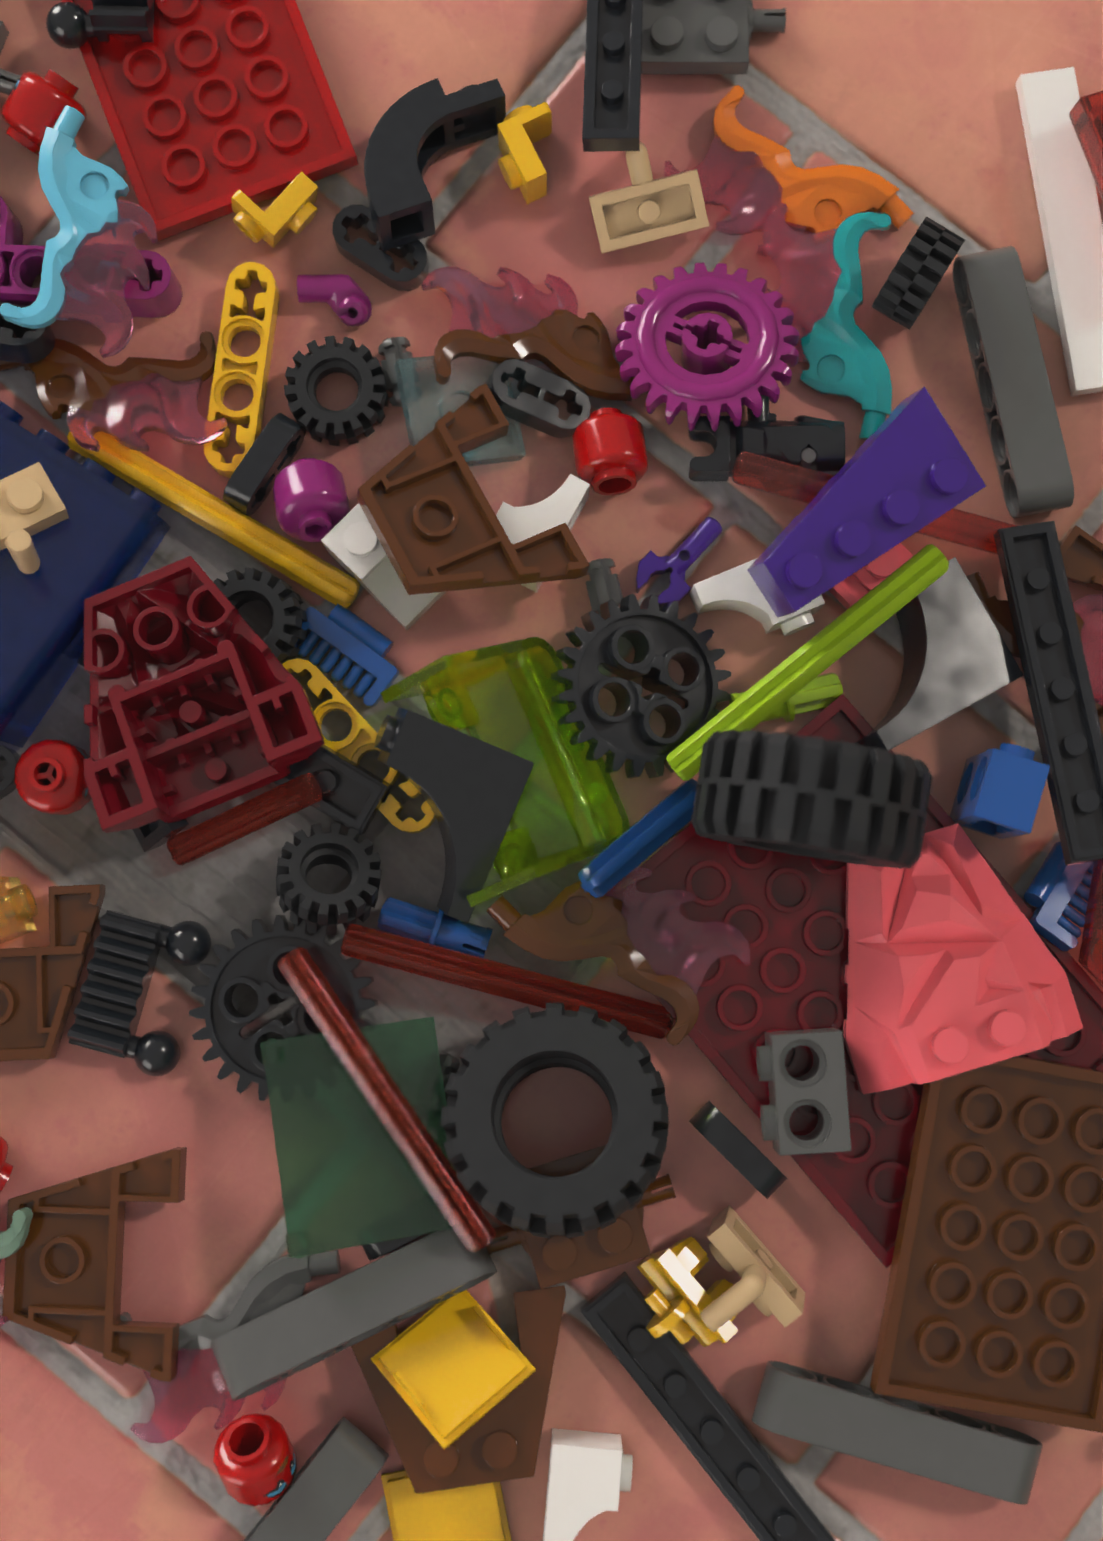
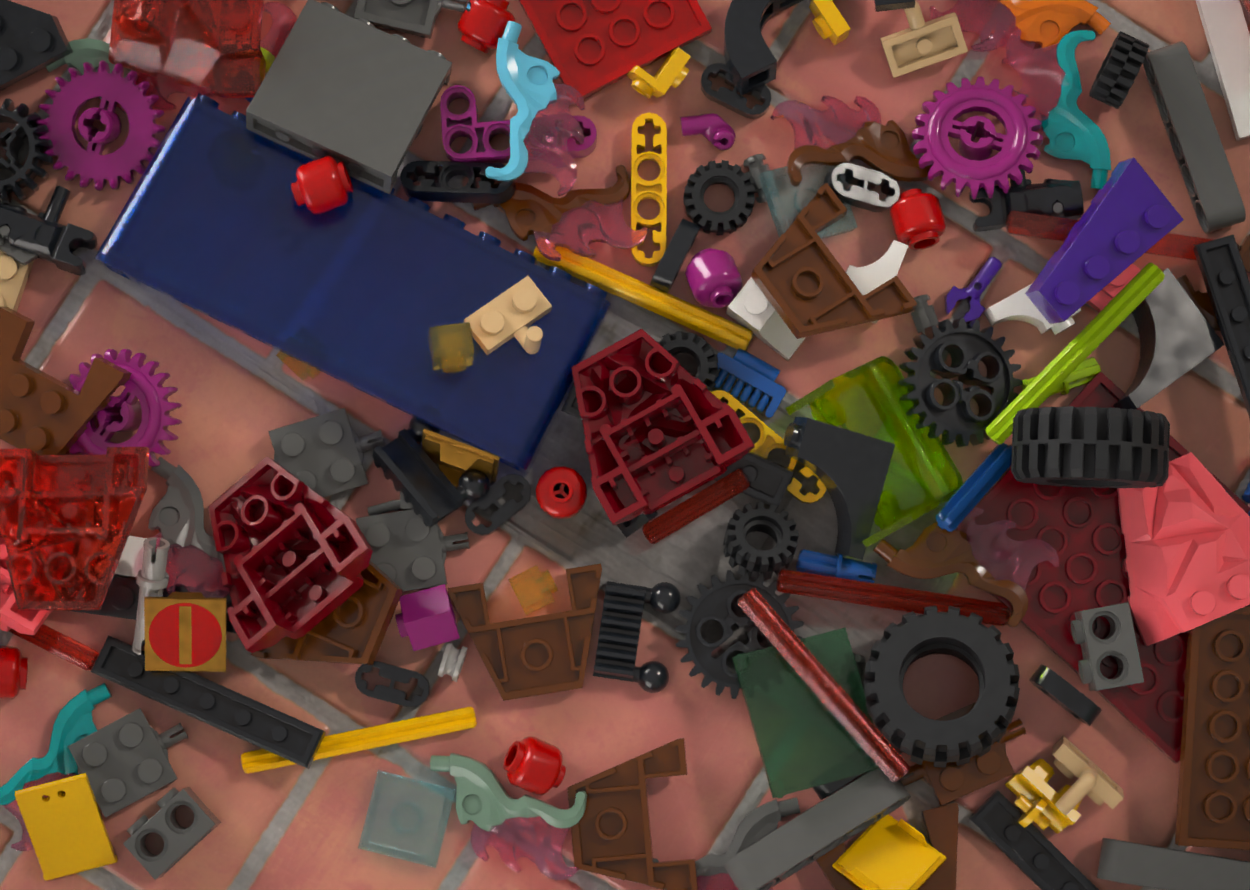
camera: 10 degrees left, 0 degrees up
(1000, 792) = (1217, 427): blue brick -> none

